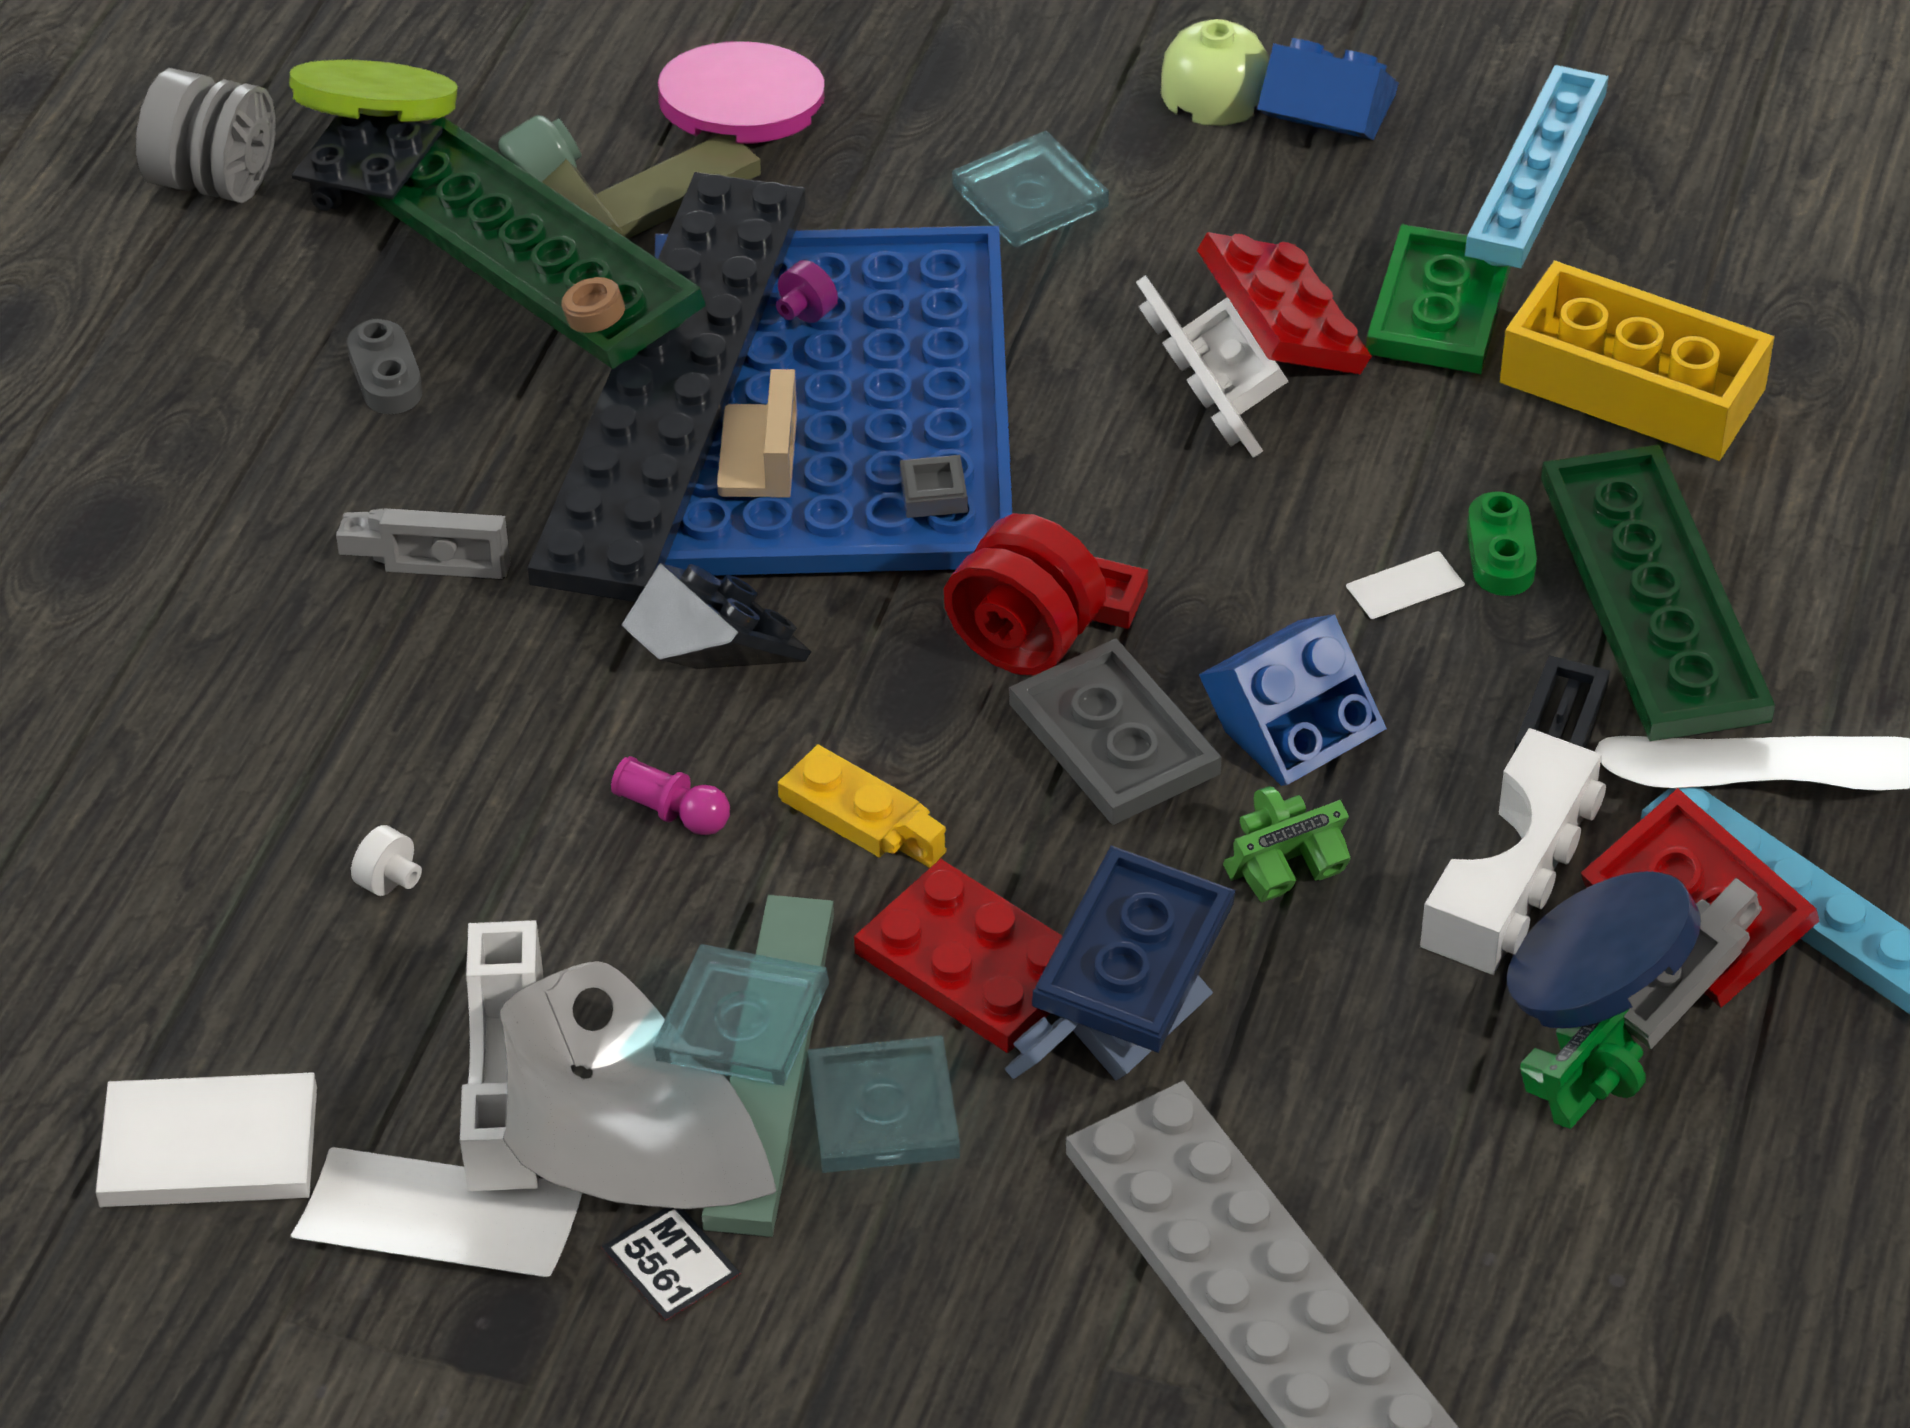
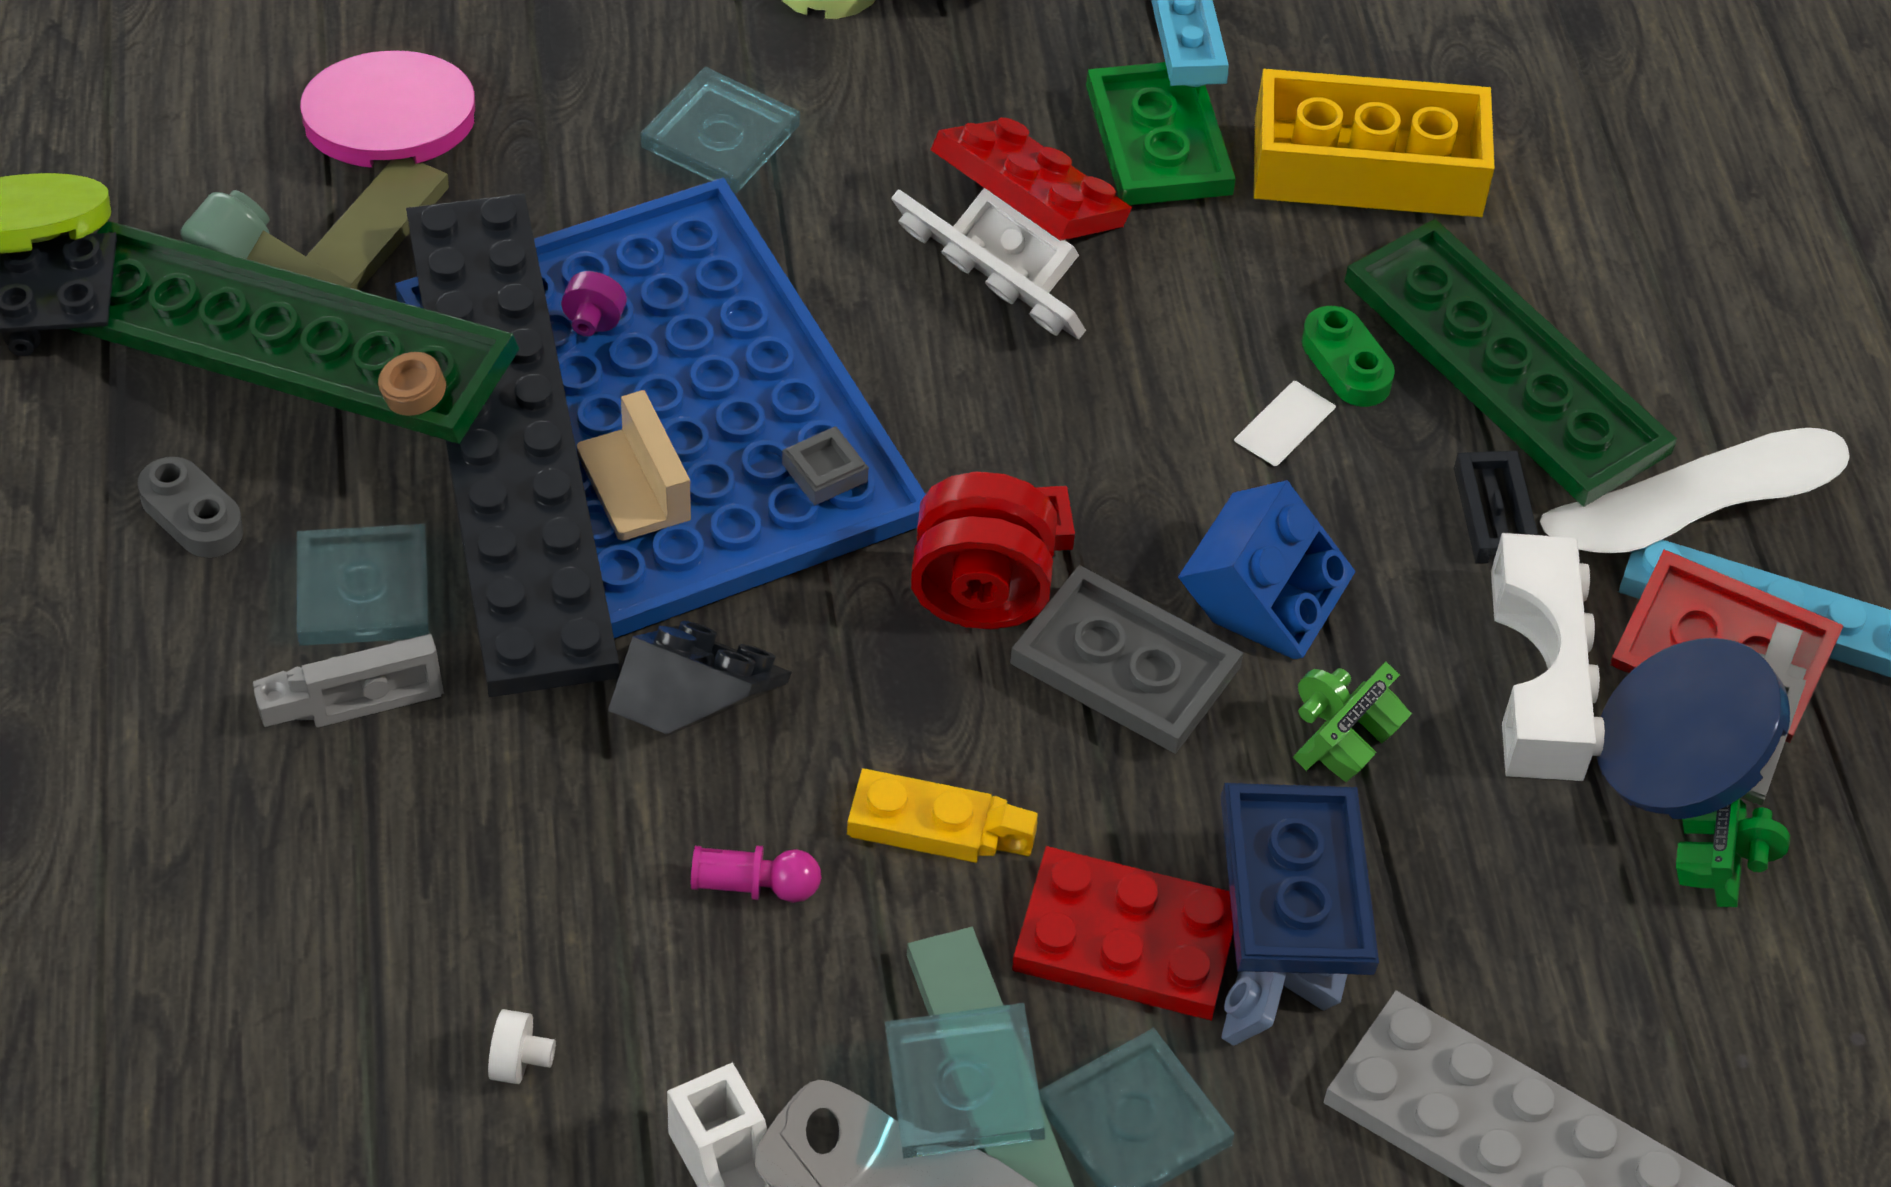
camera: 30 degrees left, 5 degrees up
(489, 468) = (362, 584): none -> clear light blue tile

